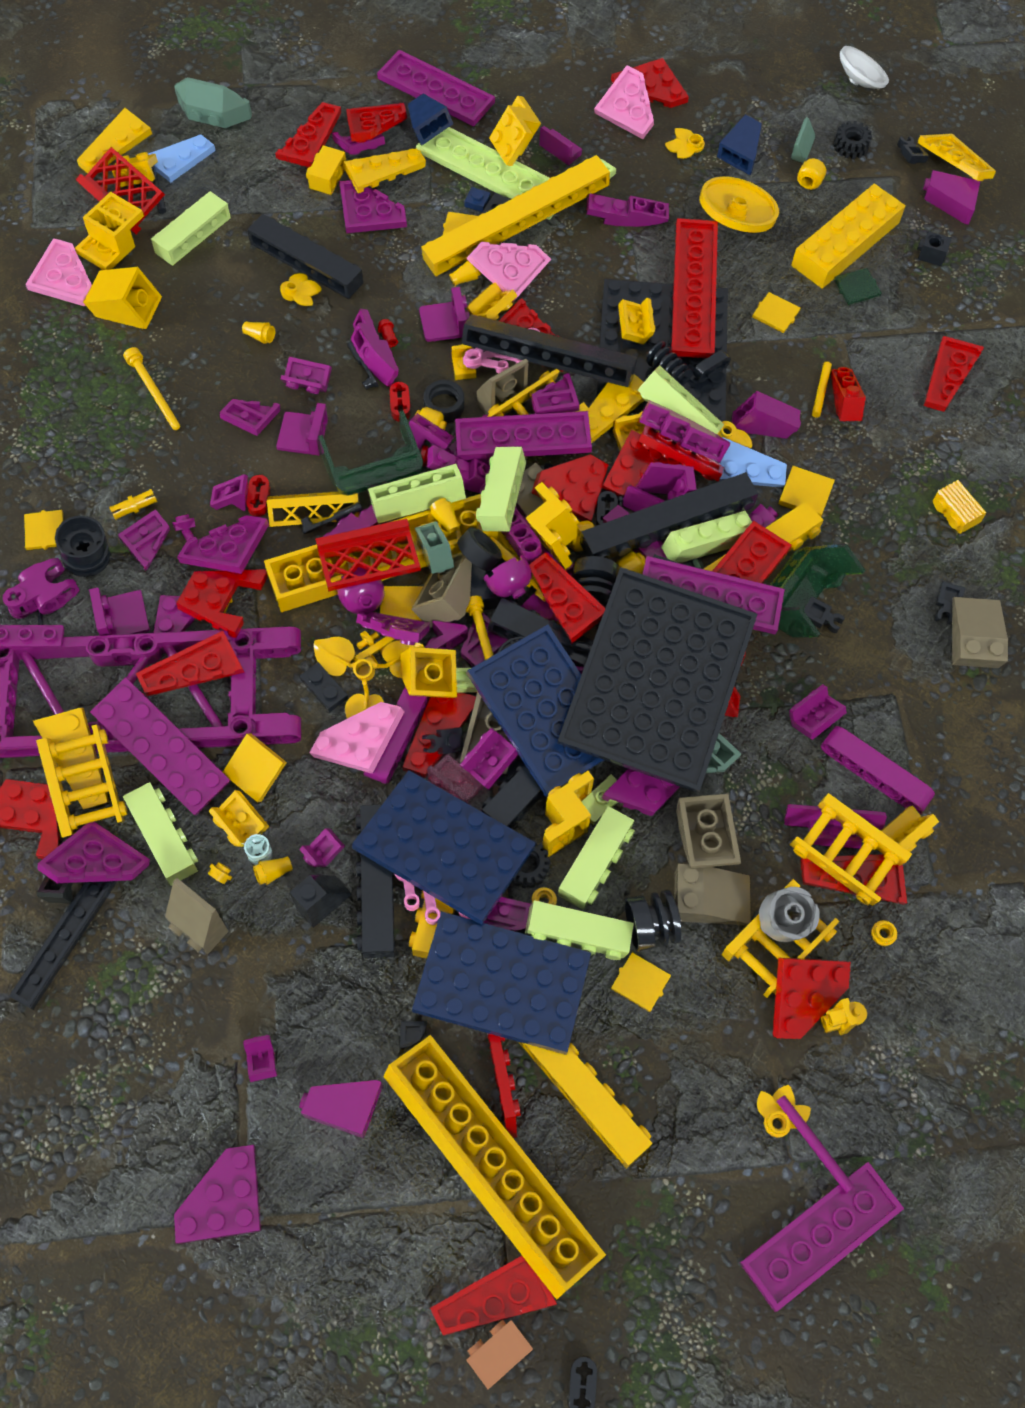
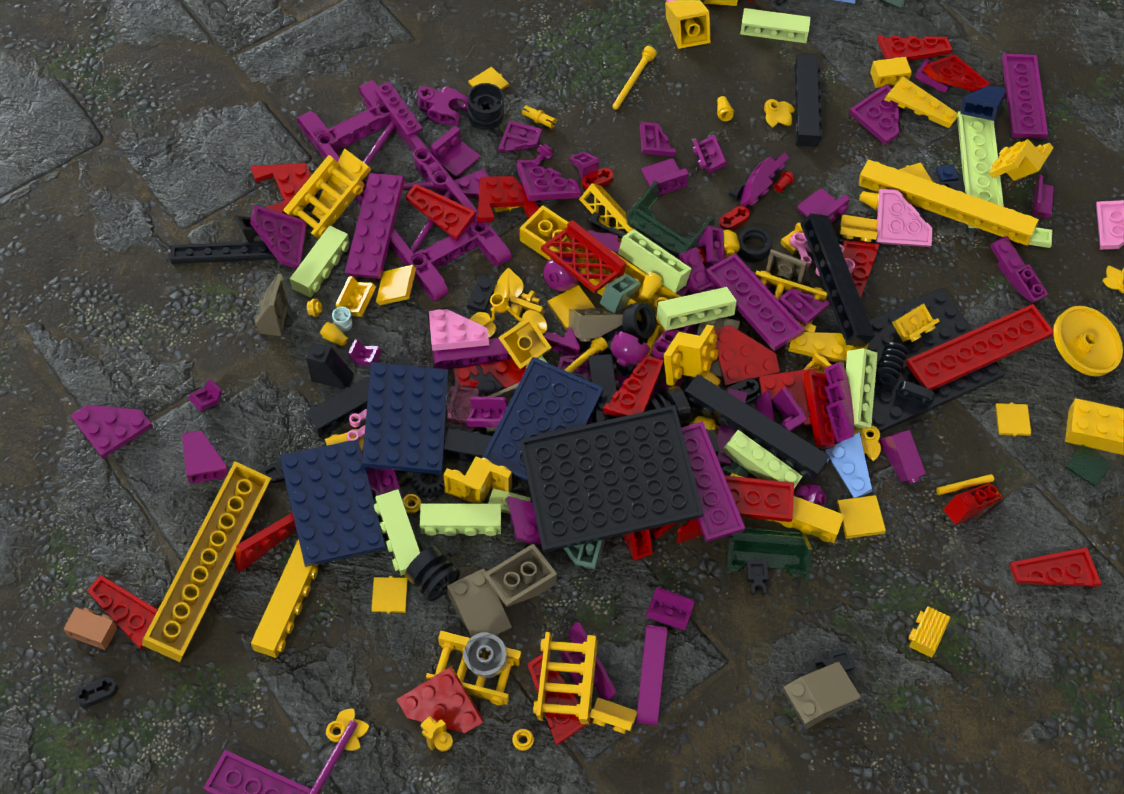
camera: 60 degrees right, 5 degrees down
(397, 627) = (546, 306): magenta plate -> none

